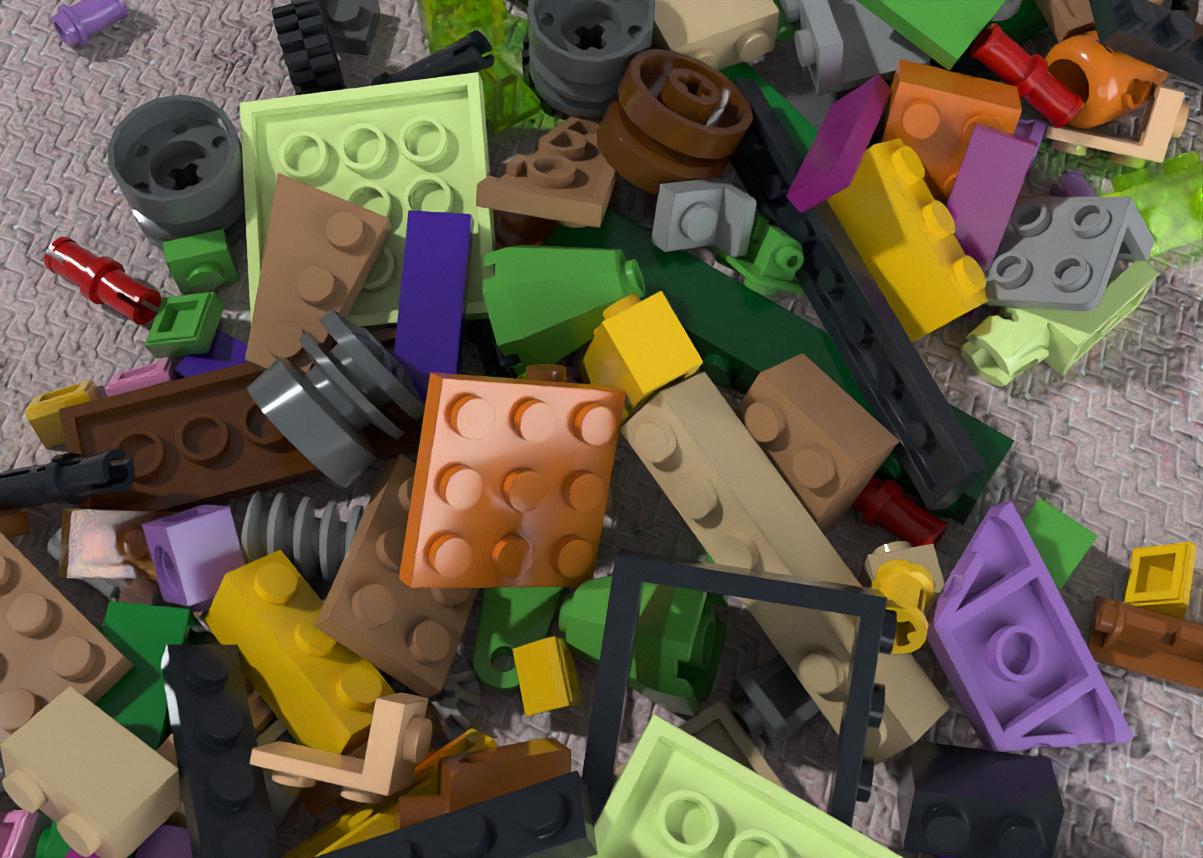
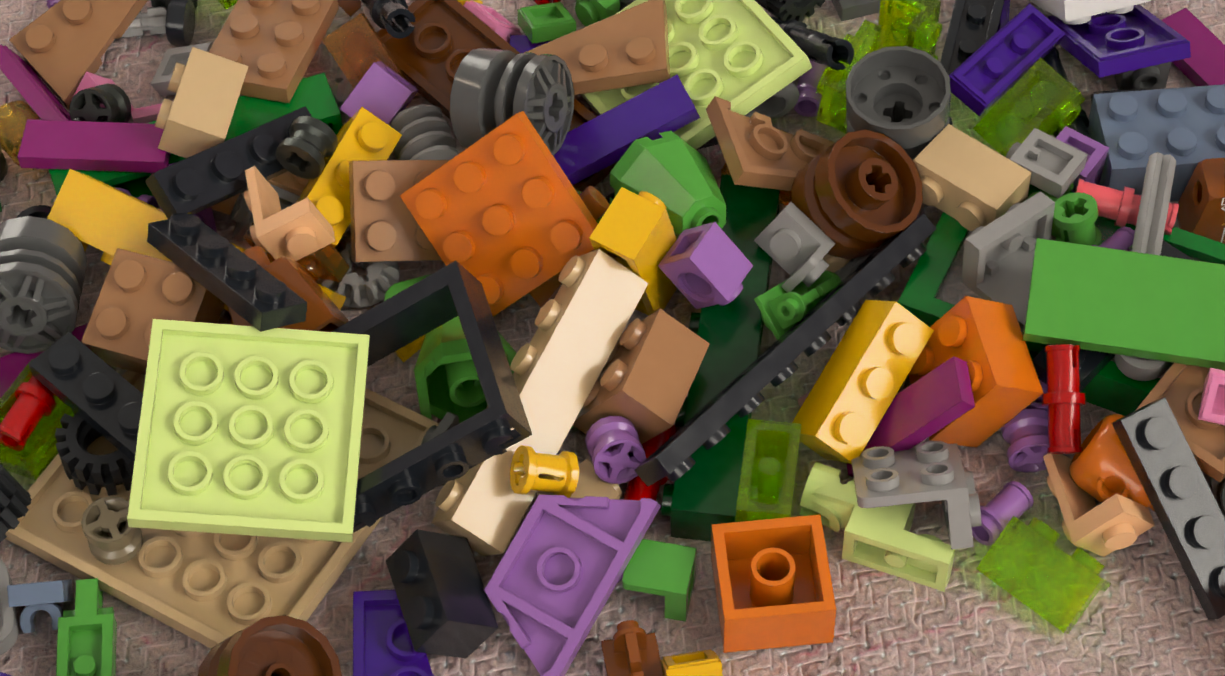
camera: 65 degrees right, 10 degrees down
(255, 668) = (306, 147): none -> pearl dark grey wheel
(704, 301) = (706, 266): none -> medium lavender brick
(839, 145) = (890, 290): magenta tile -> none
(884, 518) = (625, 452): none -> medium lavender wheel
(986, 381) = (769, 470): none -> clear neon green brick
(1109, 446) = (772, 583): none -> orange brick

